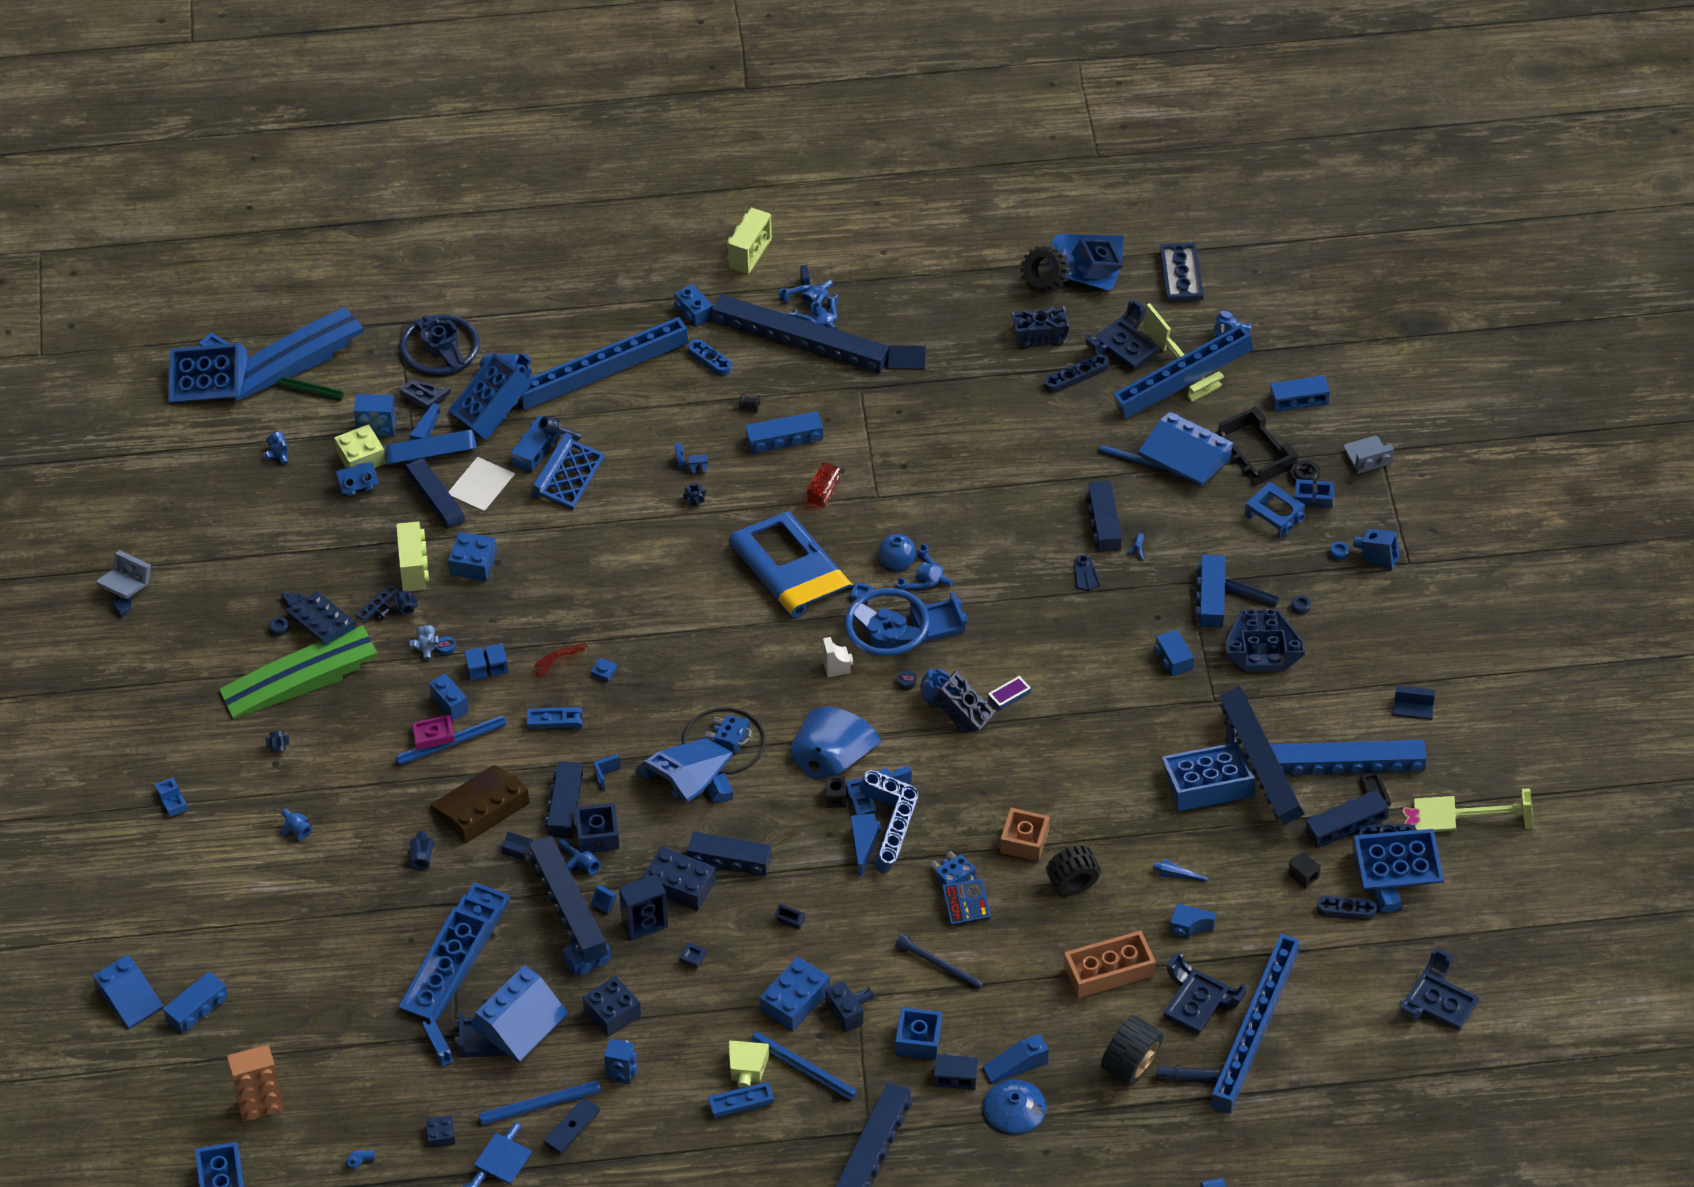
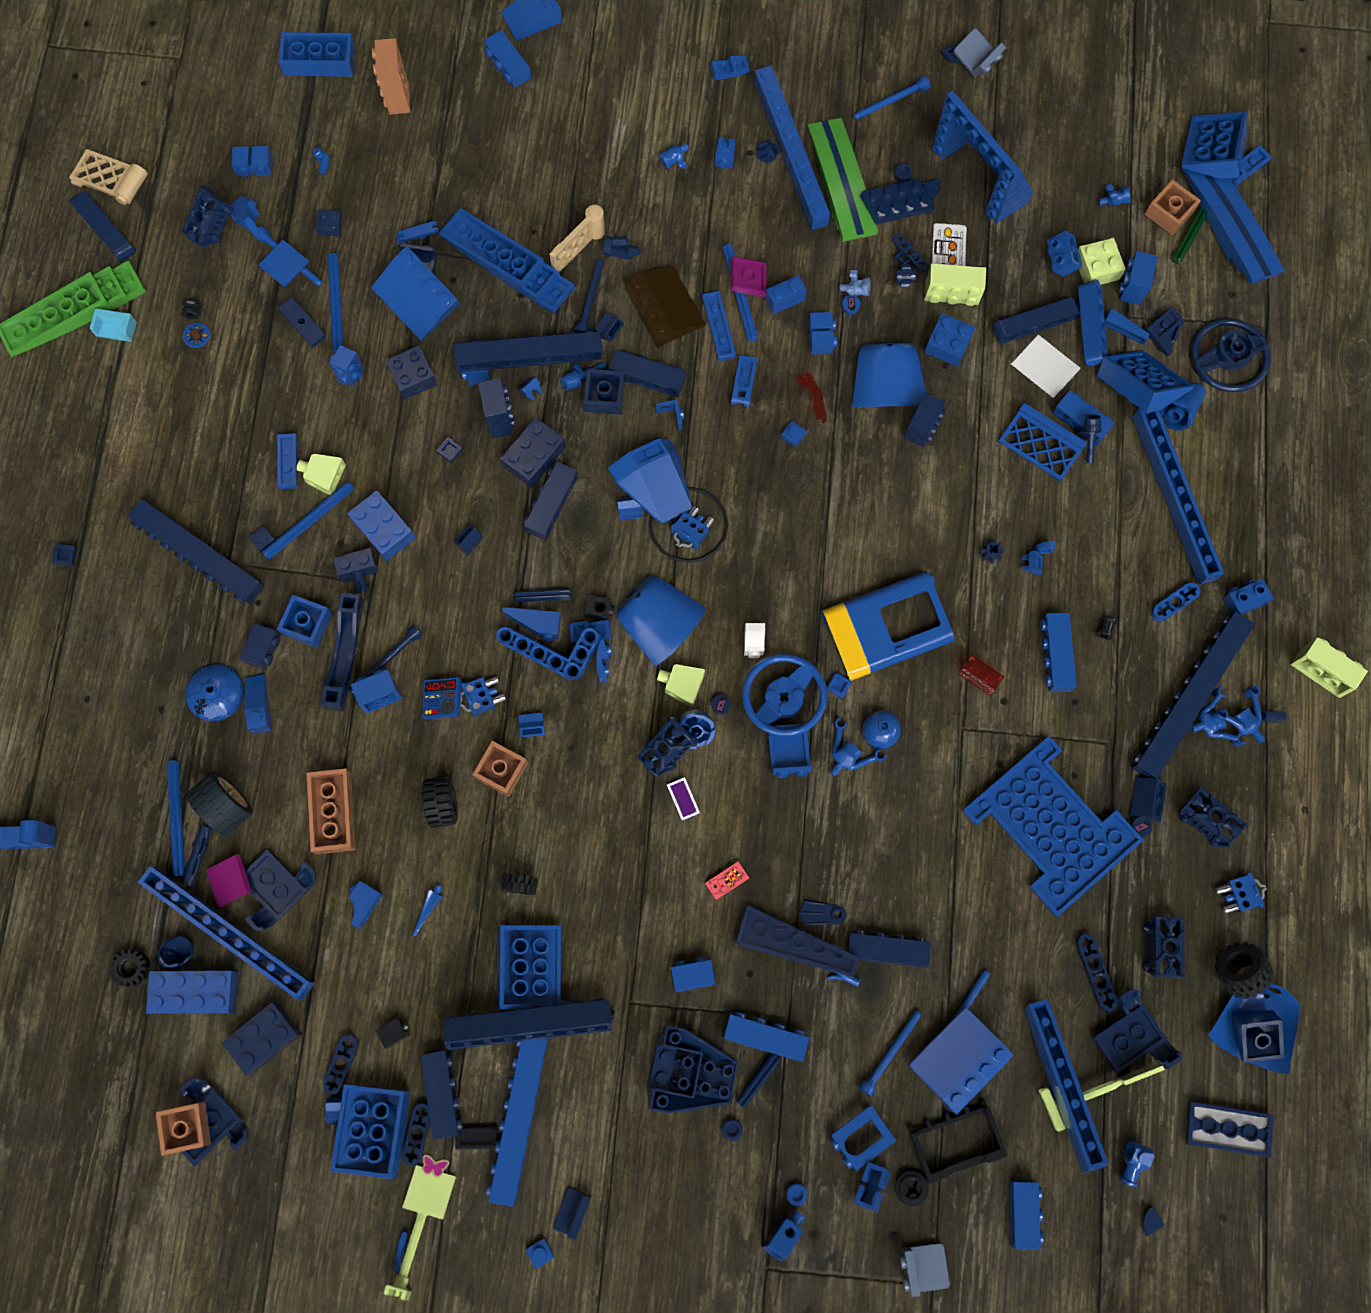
camera: 100 degrees right, 25 degrees up
(167, 624) = (922, 84): none -> blue piece
(273, 717) = (791, 148): none -> blue brick
(285, 777) = (725, 153): none -> blue brick
(286, 400) = (1172, 207): none -> nougat brick
(293, 516) = (959, 127): none -> blue slope
(366, 576) = (949, 244): none -> sticker
(402, 878) = (590, 228): none -> tan piece
(493, 753) = (718, 326): none -> blue tile
(522, 868) = (582, 325): none -> dark blue piece
(524, 600) = (888, 376): none -> blue piece
(570, 559) = (925, 420): none -> dark blue brick
(833, 844) = (543, 595): none -> dark blue axle
(835, 1104) = (261, 539): none -> dark blue plate
(895, 709) = (682, 683): none -> yellowish green torso
(922, 308) = (1206, 825): none -> dark blue piece
(934, 358) = (1142, 826): none -> tile
(953, 417) = (1054, 828): none -> blue piece
(971, 824) = (531, 725): none -> blue piece
(974, 282) = (1249, 891): none -> blue piece
(976, 950) = (376, 691): none -> blue brick
(983, 990) = (348, 625): none -> dark blue arch
(1077, 646) = (727, 880): none -> coral tile
(1119, 596) = (782, 940): none -> dark blue wing
(1132, 795) = (519, 884): none -> black tyre
(1155, 1104) = (175, 818): none -> blue axle
(1204, 1036) = (228, 880): none -> magenta tile
(1229, 514) = (868, 1086): none -> blue piece
(1274, 313) = (1151, 1221): none -> dark blue tile
(1289, 1063) = (175, 952): none -> dark blue hair
(1314, 1112) = (118, 963): none -> black tyre
(1321, 1040) = (191, 992): none -> blue brick
(1345, 971) = (261, 1038): none -> dark blue brick
(1448, 1001) = (183, 1128): none -> nougat brick
(1456, 722) = (540, 1253): none -> blue plate
(1488, 826) = (401, 1247): none -> blue piece

